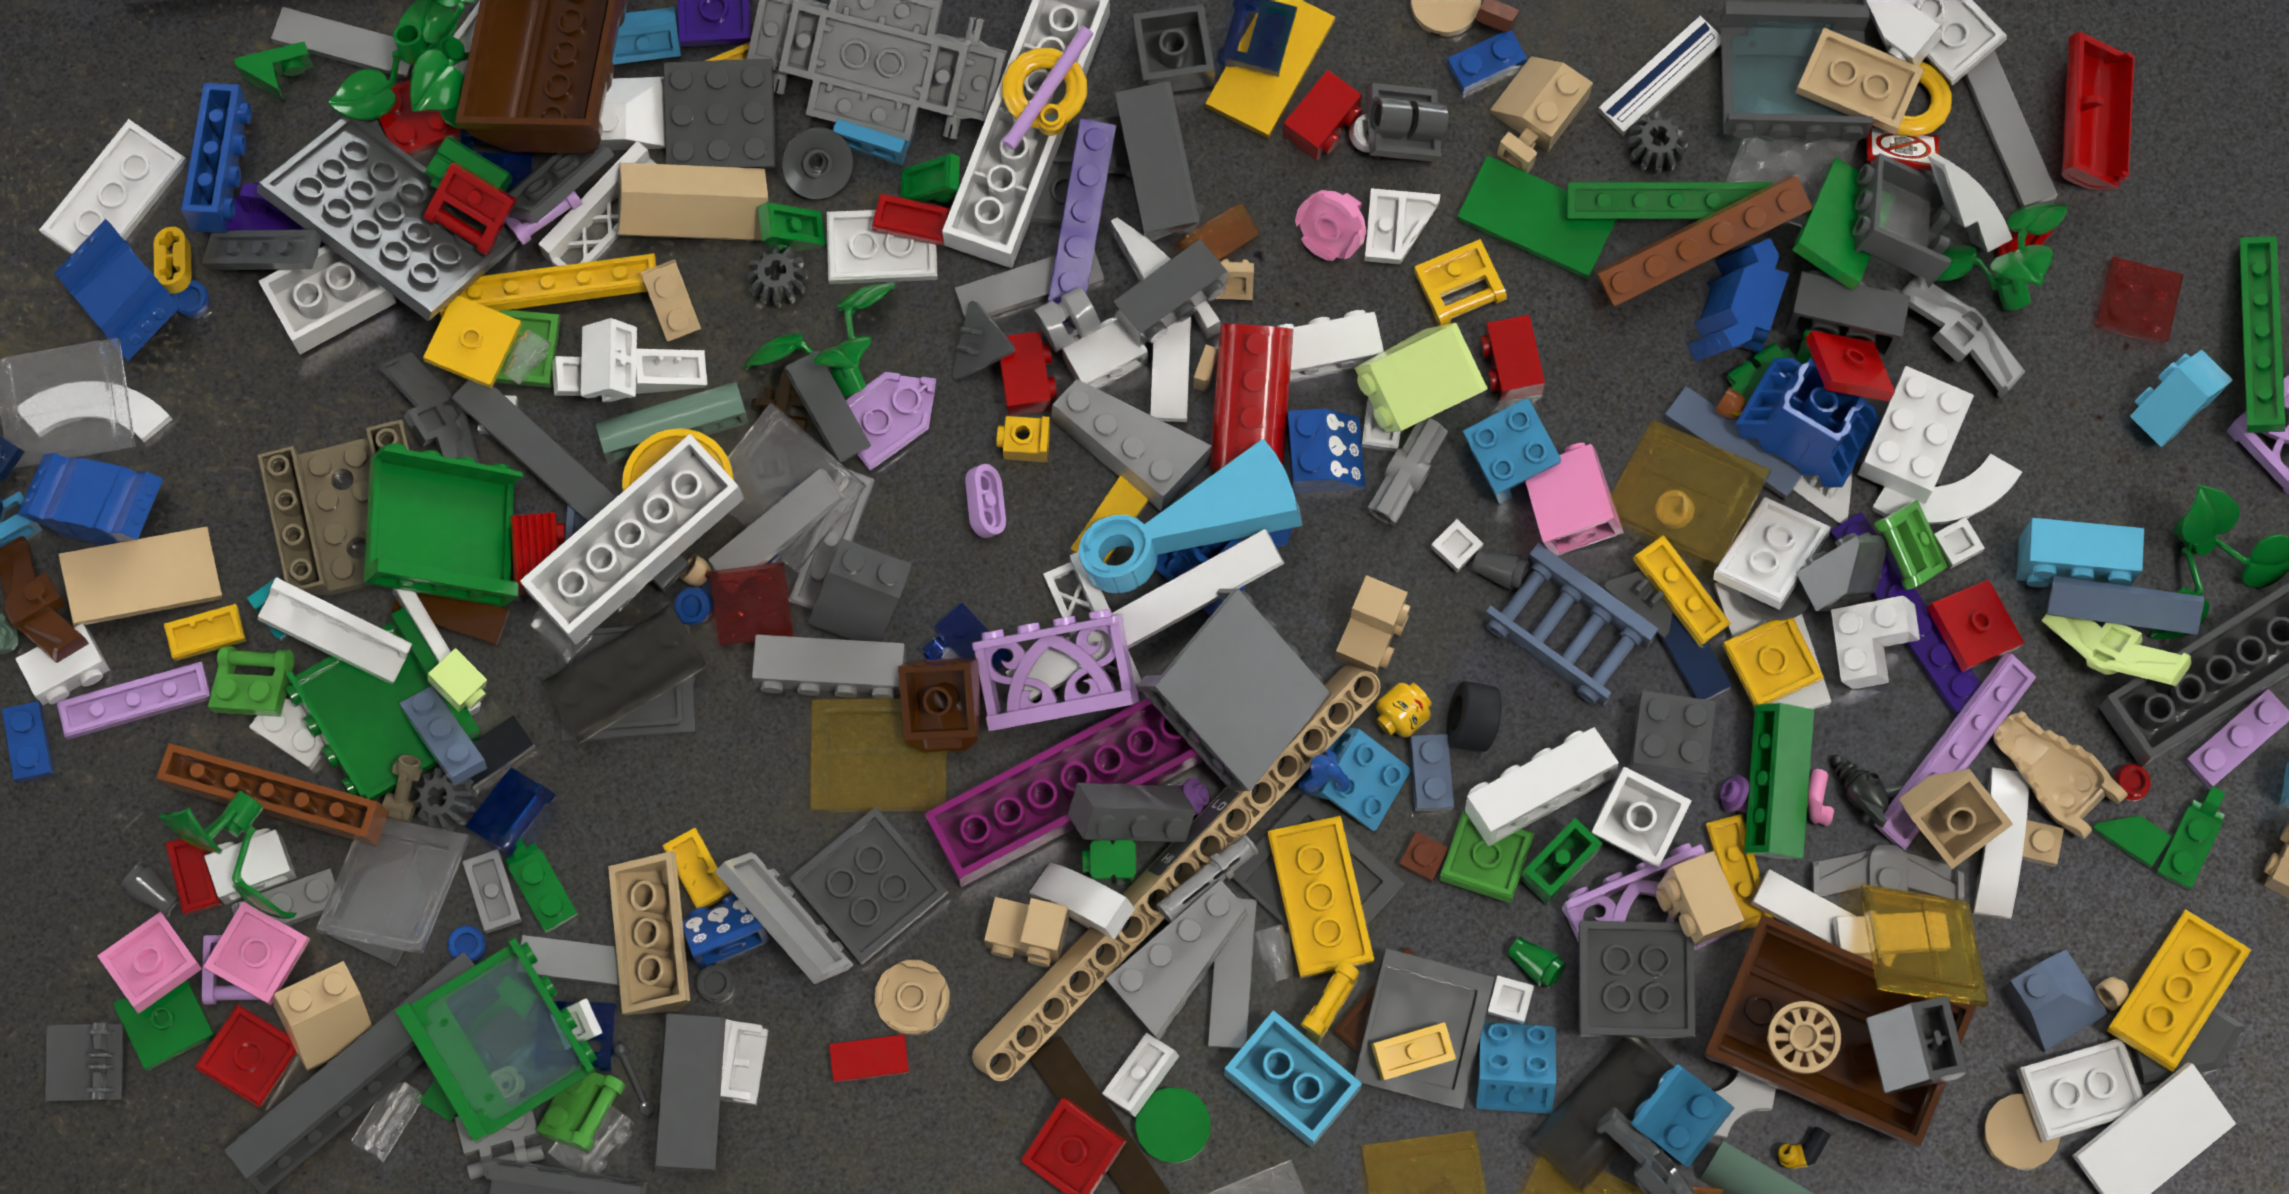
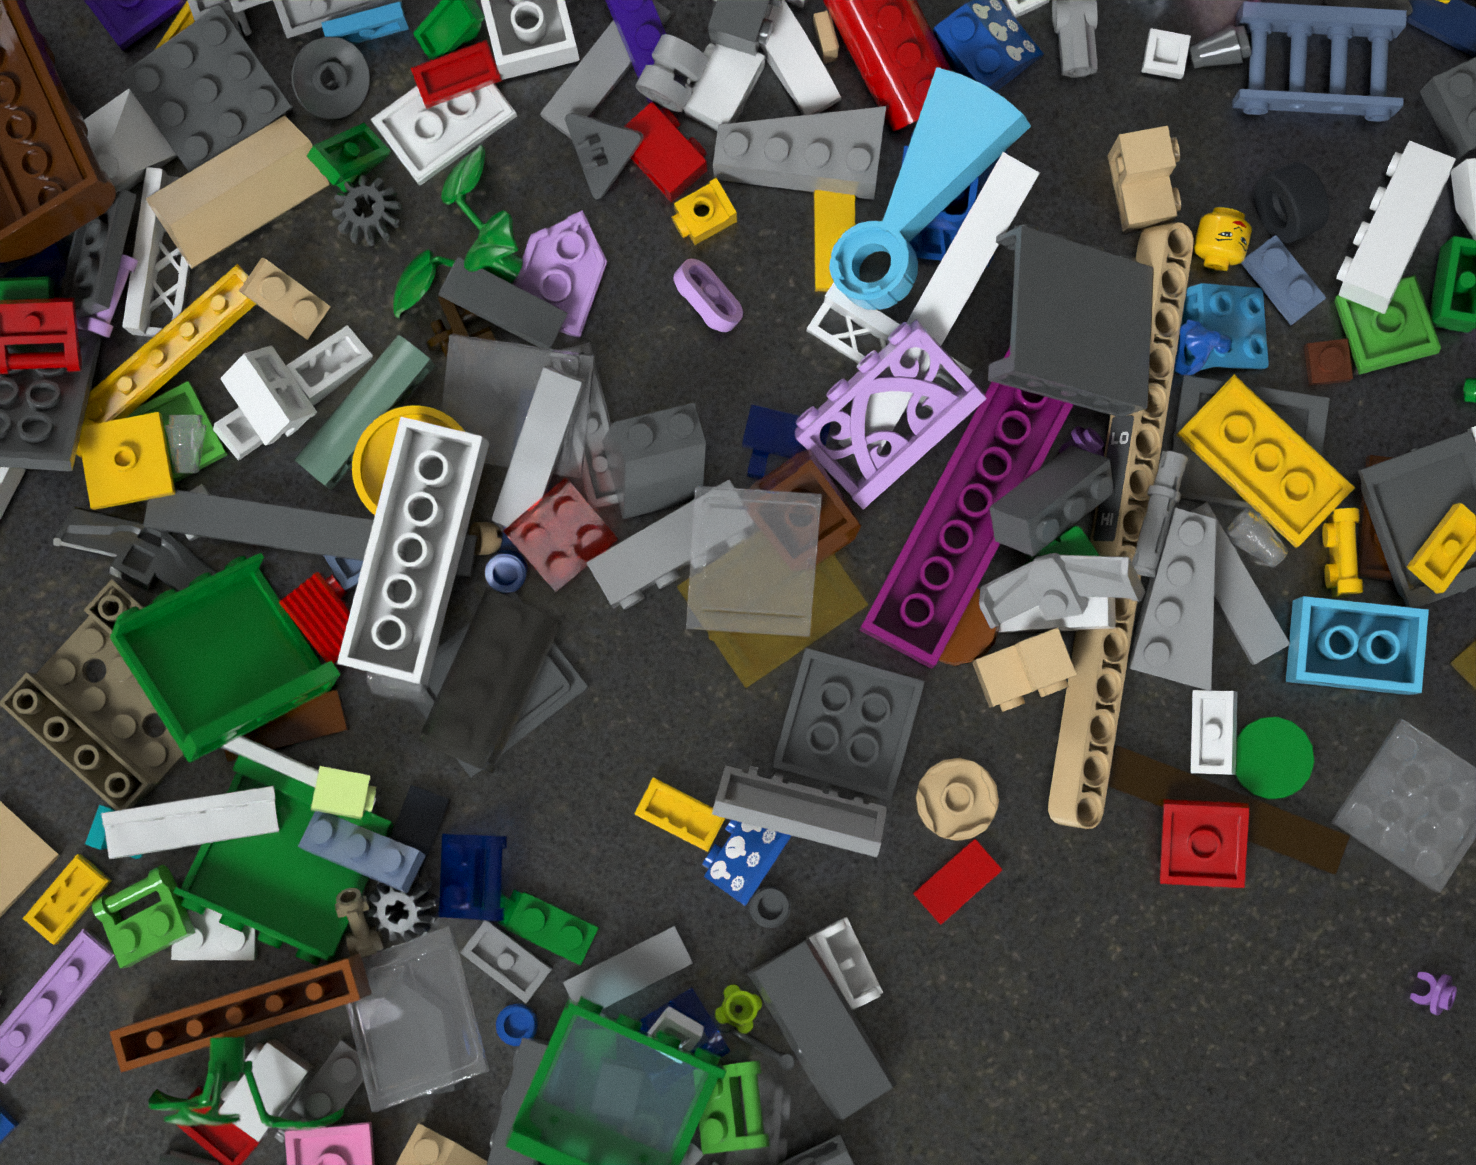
camera: 30 degrees left, 10 degrees up
(640, 1032) = (749, 1003): none -> lime plate
(647, 36) = (86, 59): dark azure panel -> none
(649, 935) = (682, 905): tan slope -> none
(878, 713) = (753, 561): none -> clear piece
(1010, 880) = (971, 636): none -> dark orange tile
(1088, 875) = (1058, 586): none -> light grey plate

